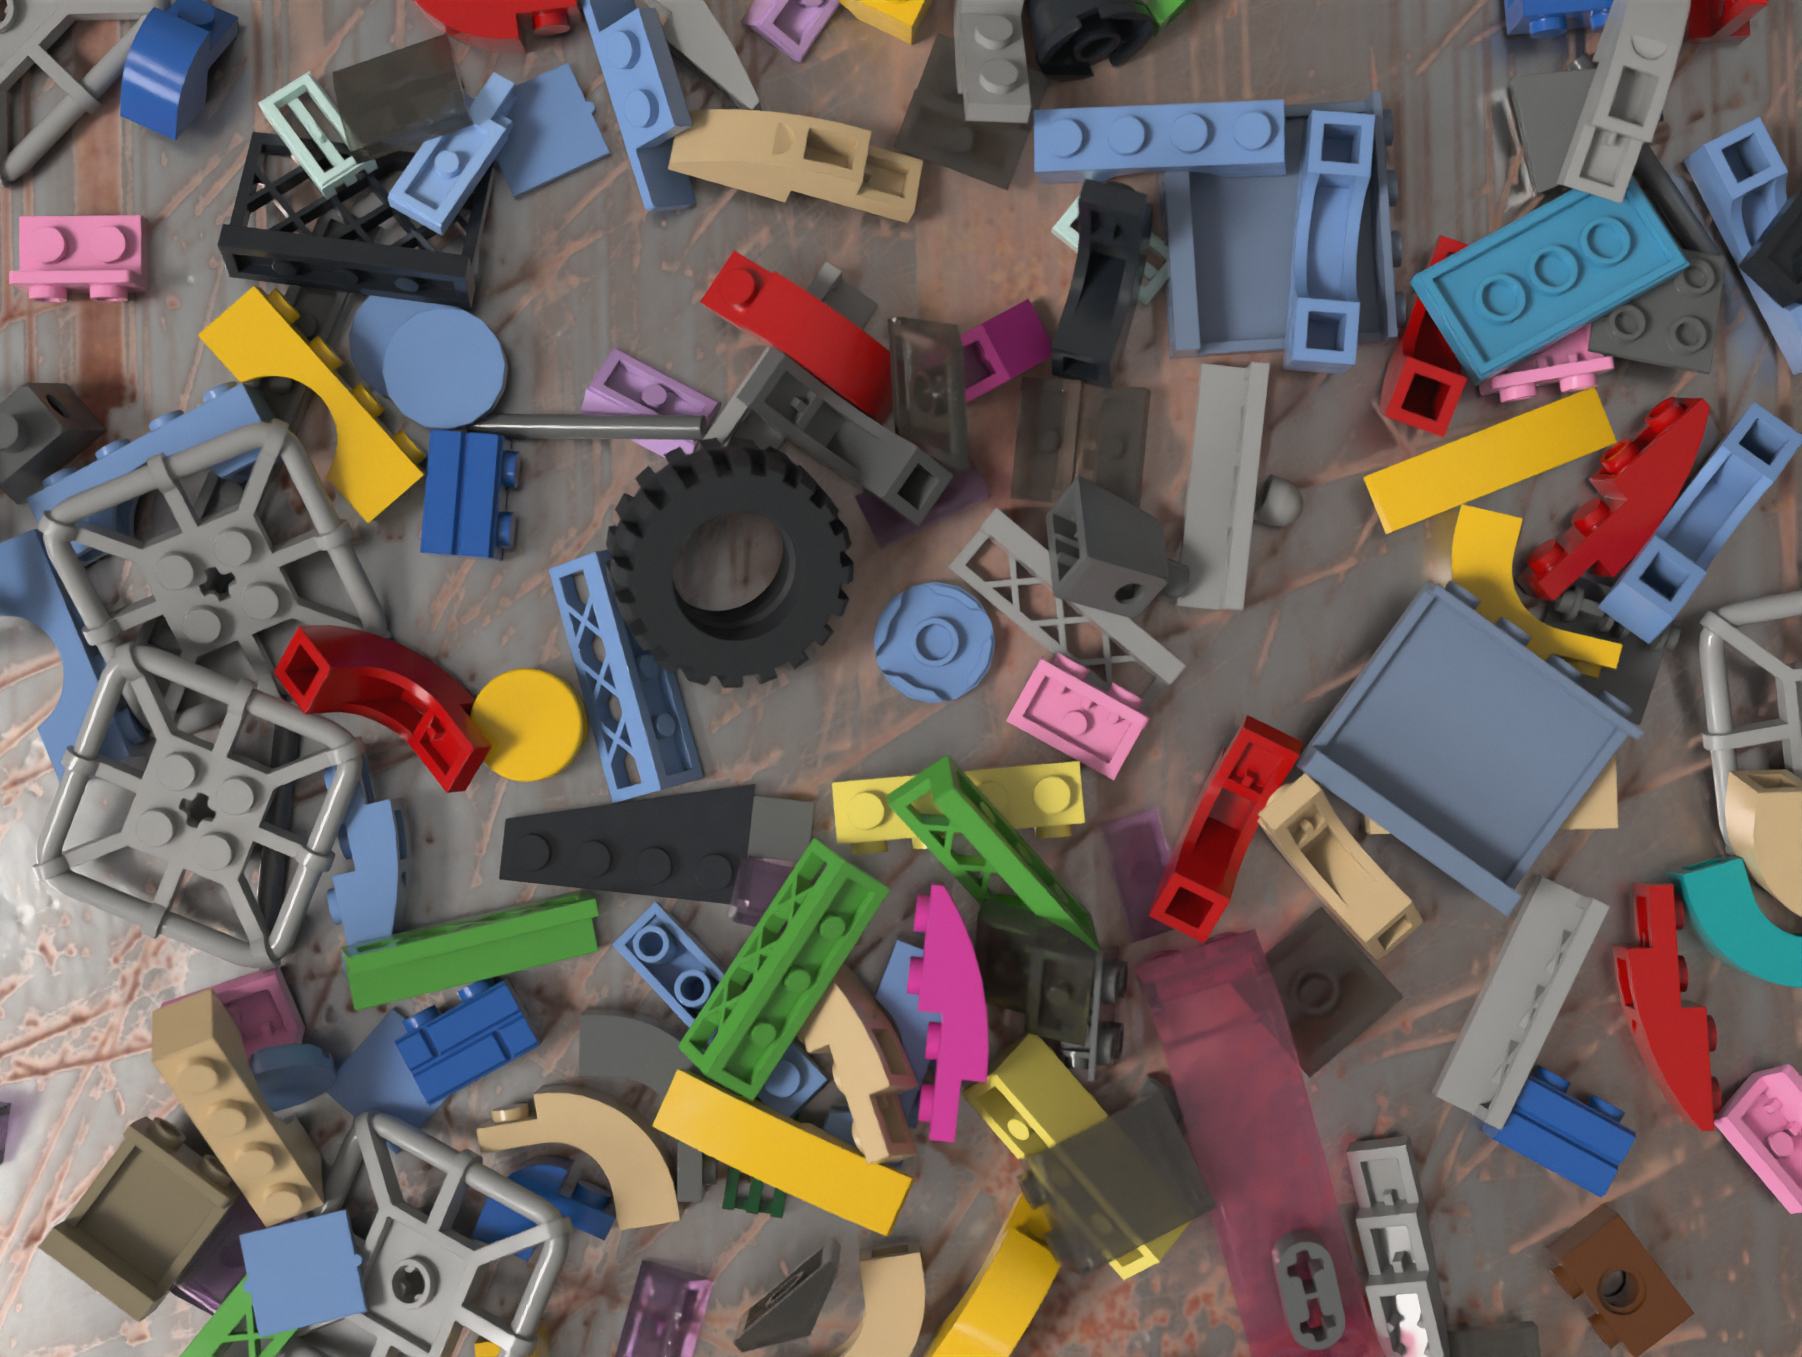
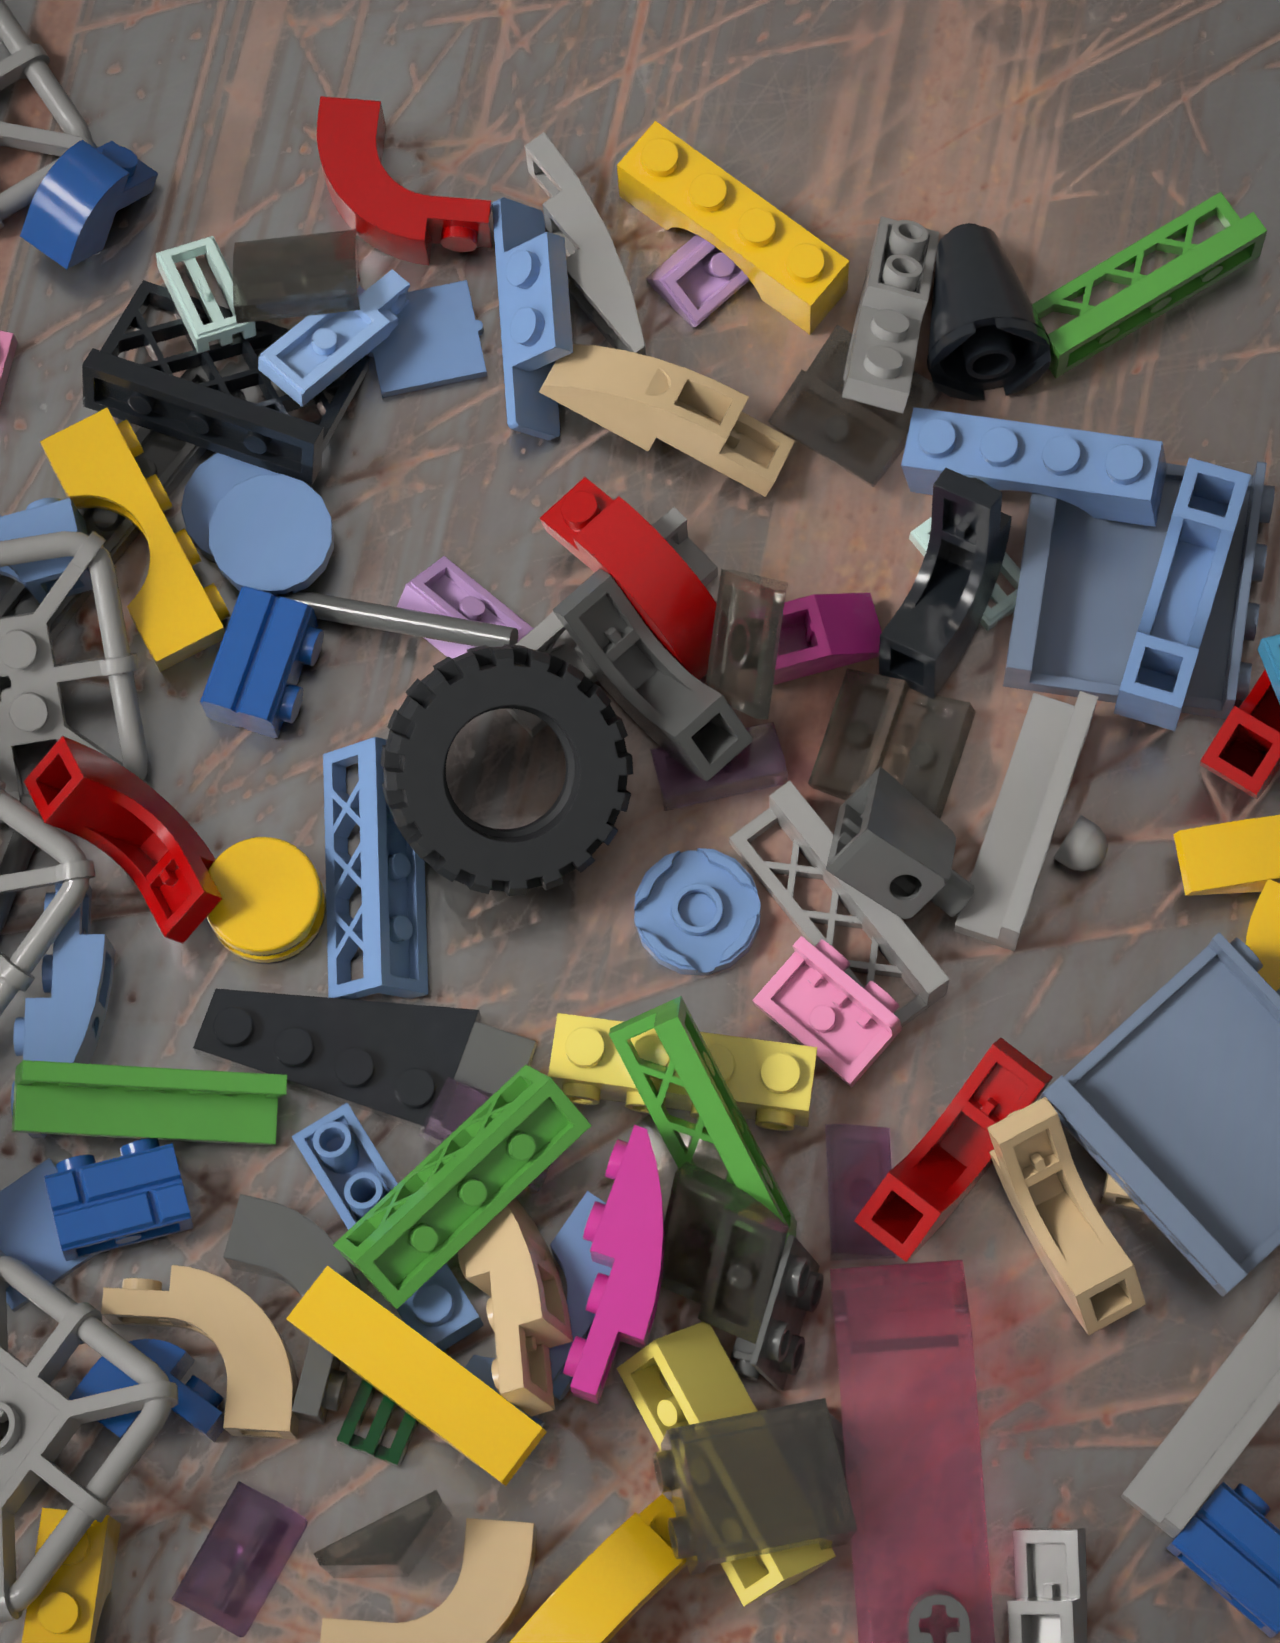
camera: 15 degrees right, 15 degrees down
(1327, 989) = (1027, 1351): clear smoke slope -> none

